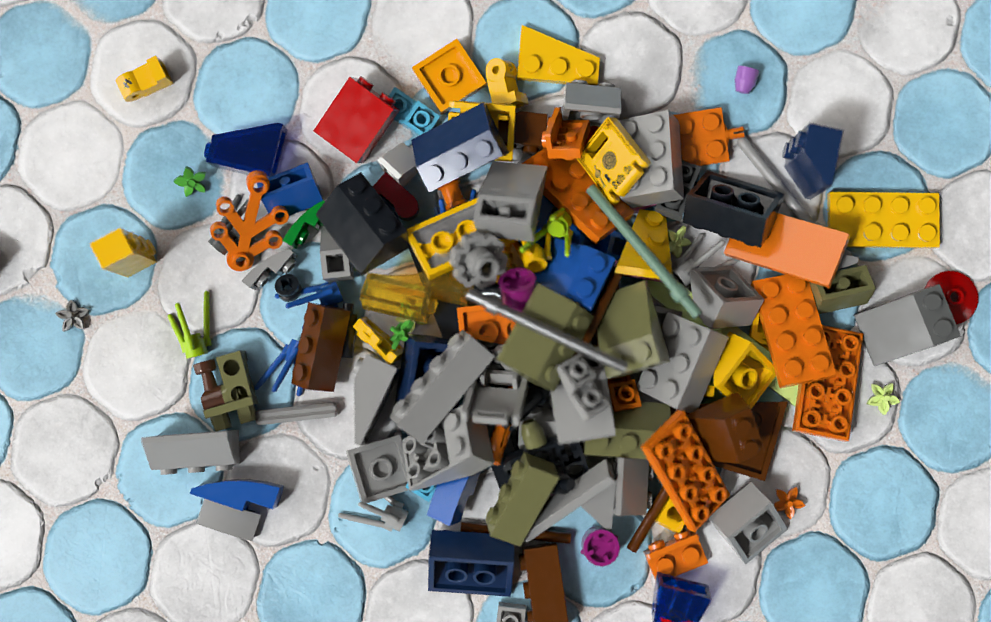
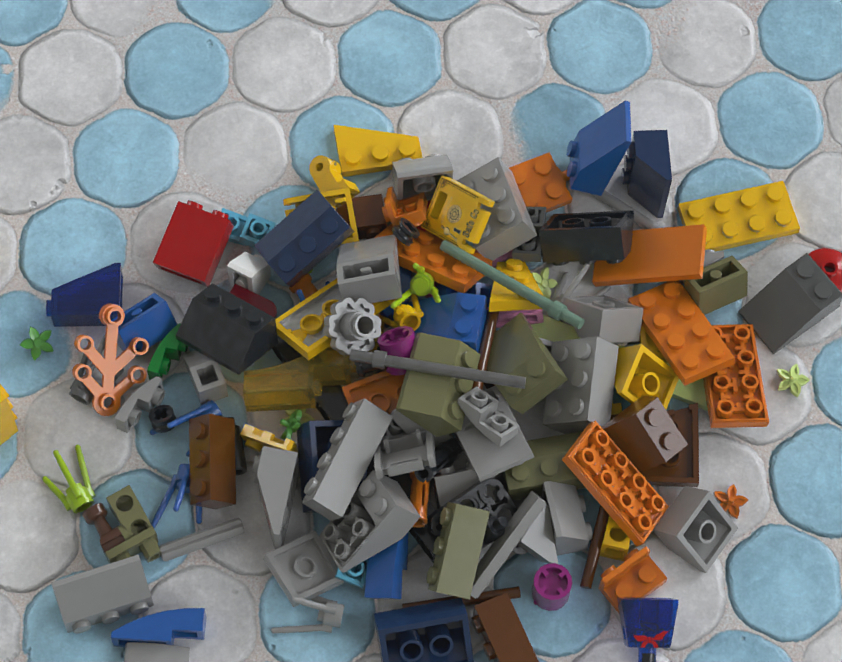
camera: 20 degrees left, 20 degrees down
(449, 75) = (271, 183): light orange plate -> none
(532, 434) = (451, 484): olive hose -> none
(557, 166) = (405, 231): none -> black bush
(623, 393) = (532, 427): orange slope -> none
(745, 79) = (565, 123): medium lavender hose -> none
(771, 124) = (599, 150): none -> blue slope

